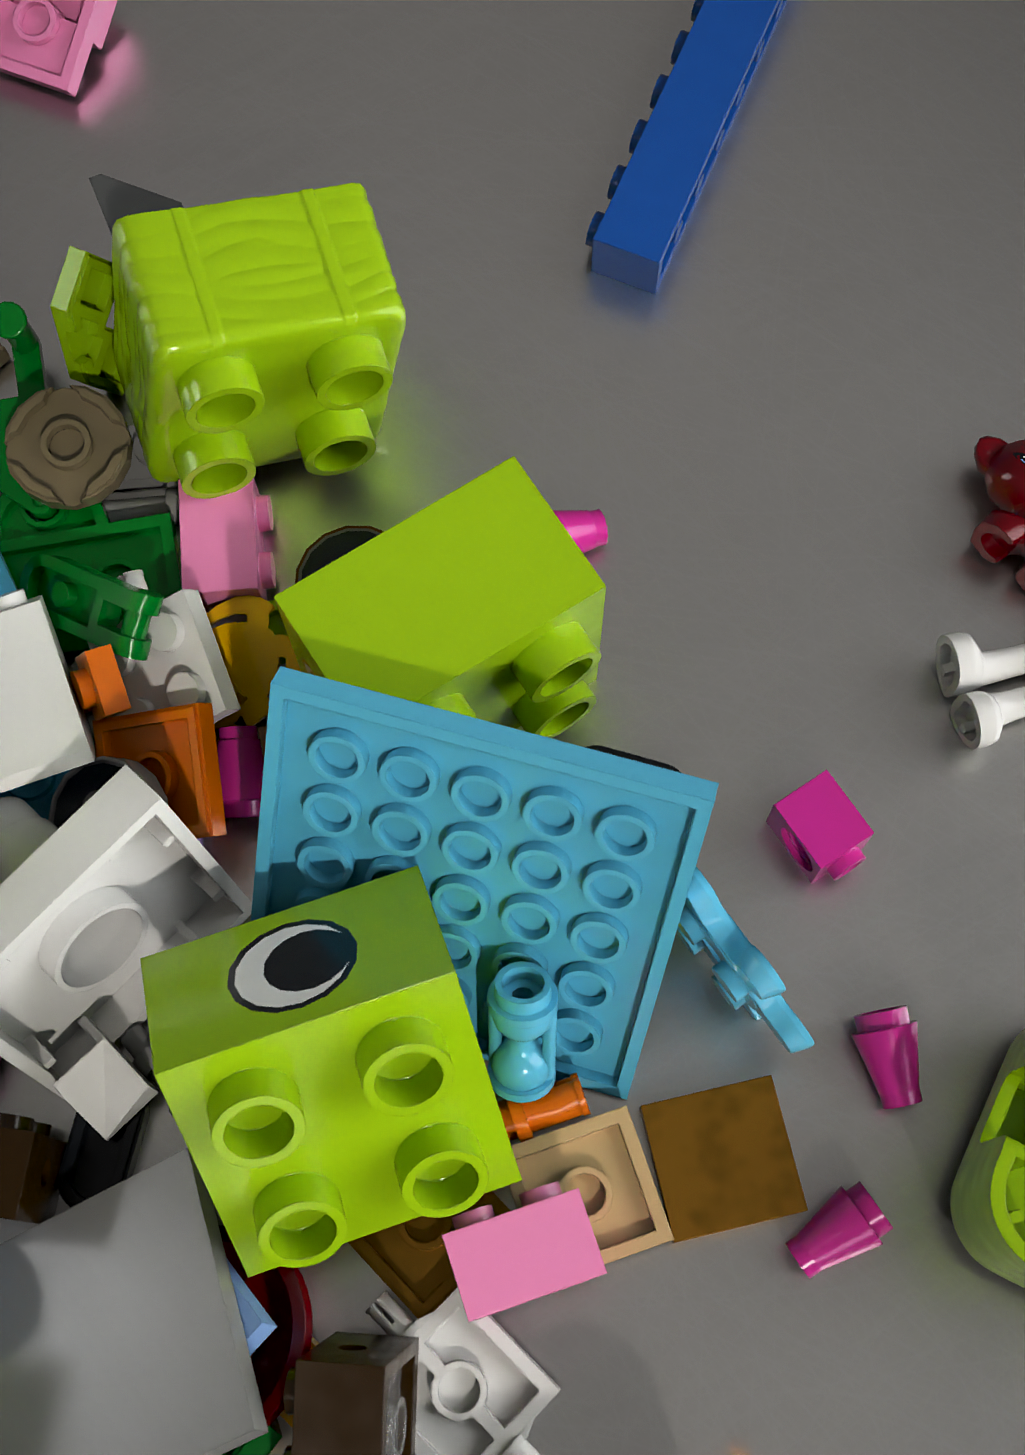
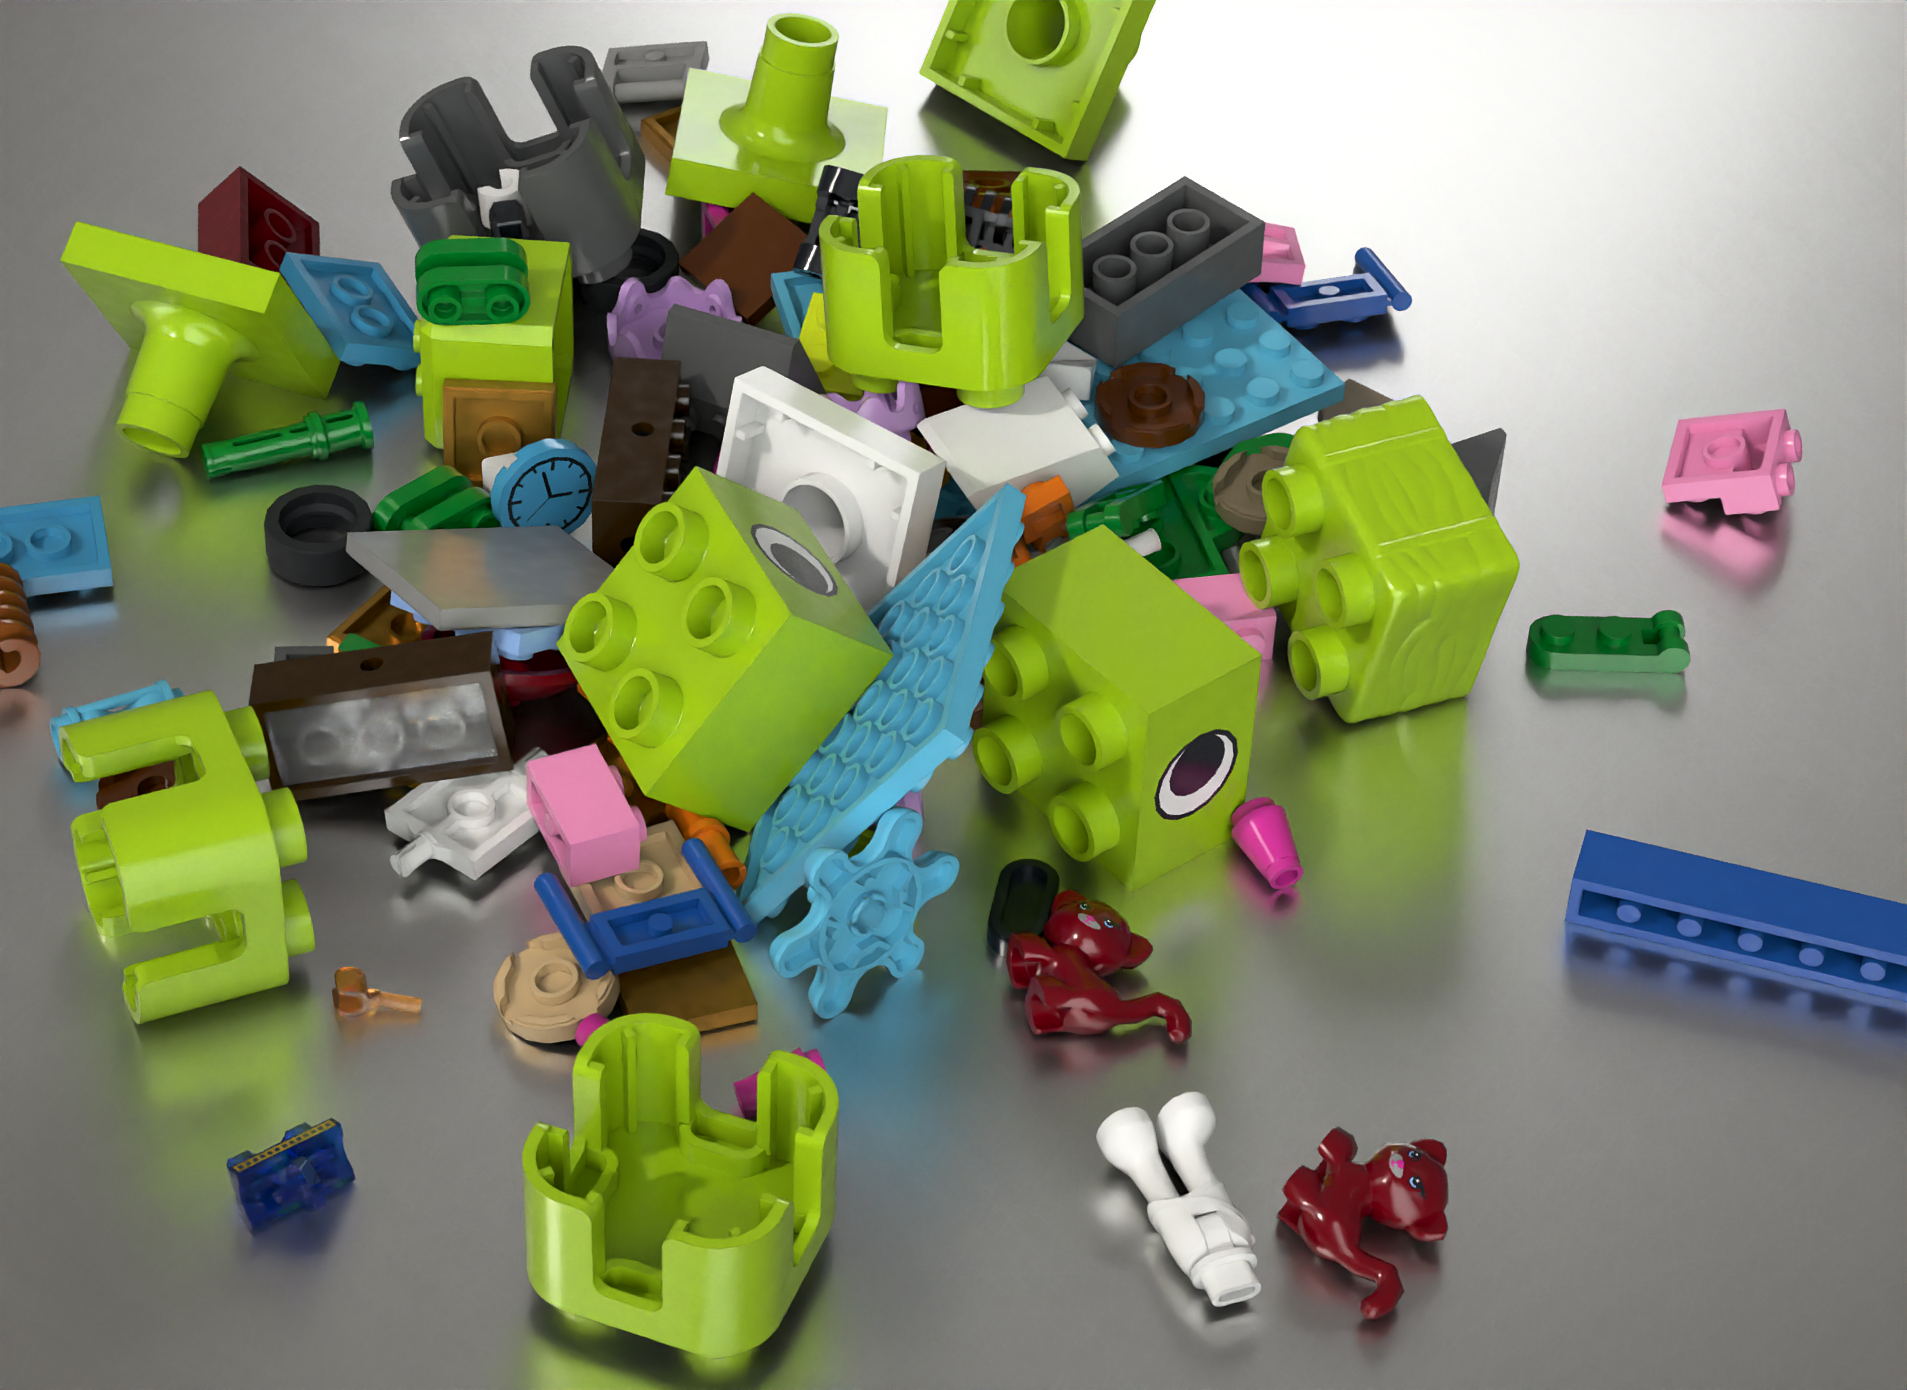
camera: 80 degrees right, 30 degrees down
(287, 170) = (1610, 643): none -> green plate
(522, 1008) = (787, 772): medium azure piece -> none
(693, 1179) = (655, 928): none -> blue plate
(702, 728) = (1065, 973): none -> dark red animal
(738, 1297) = (547, 993): none -> tan tile
(821, 828) = (999, 1029): dark pink brick -> none

